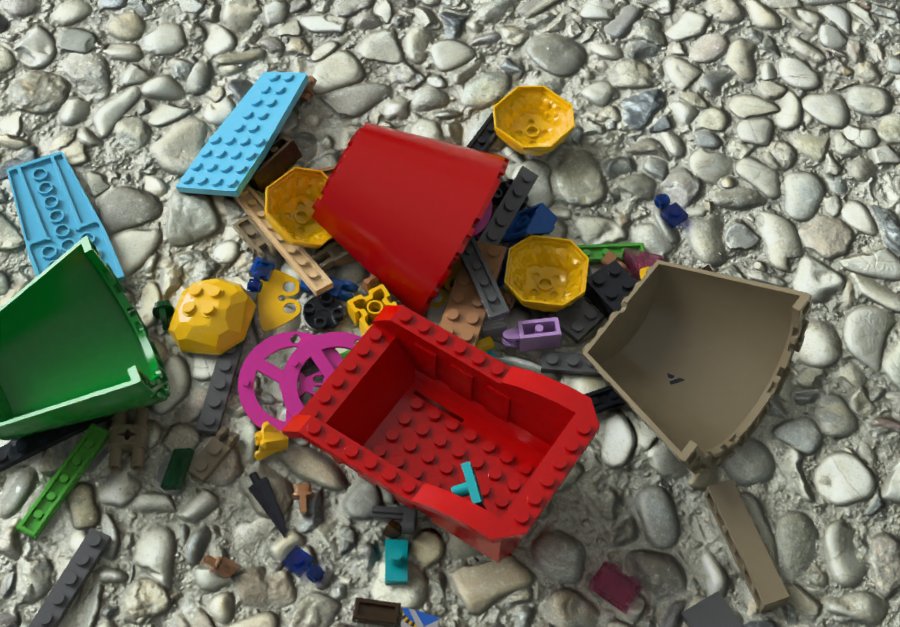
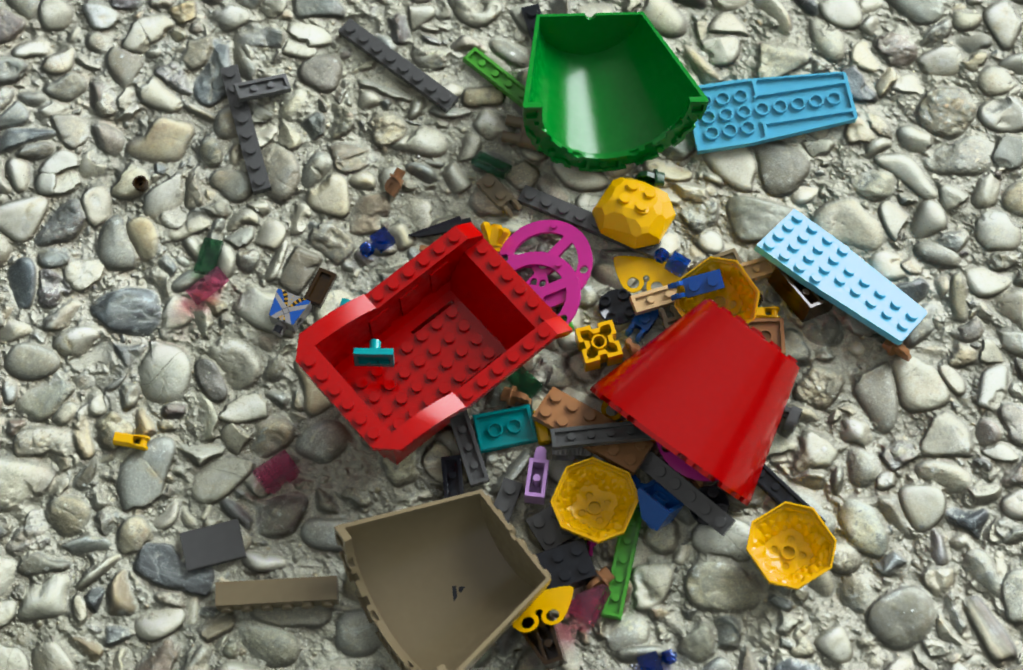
camera: 110 degrees right, 10 degrees up
(297, 222) = (698, 284): none -> blue hinge

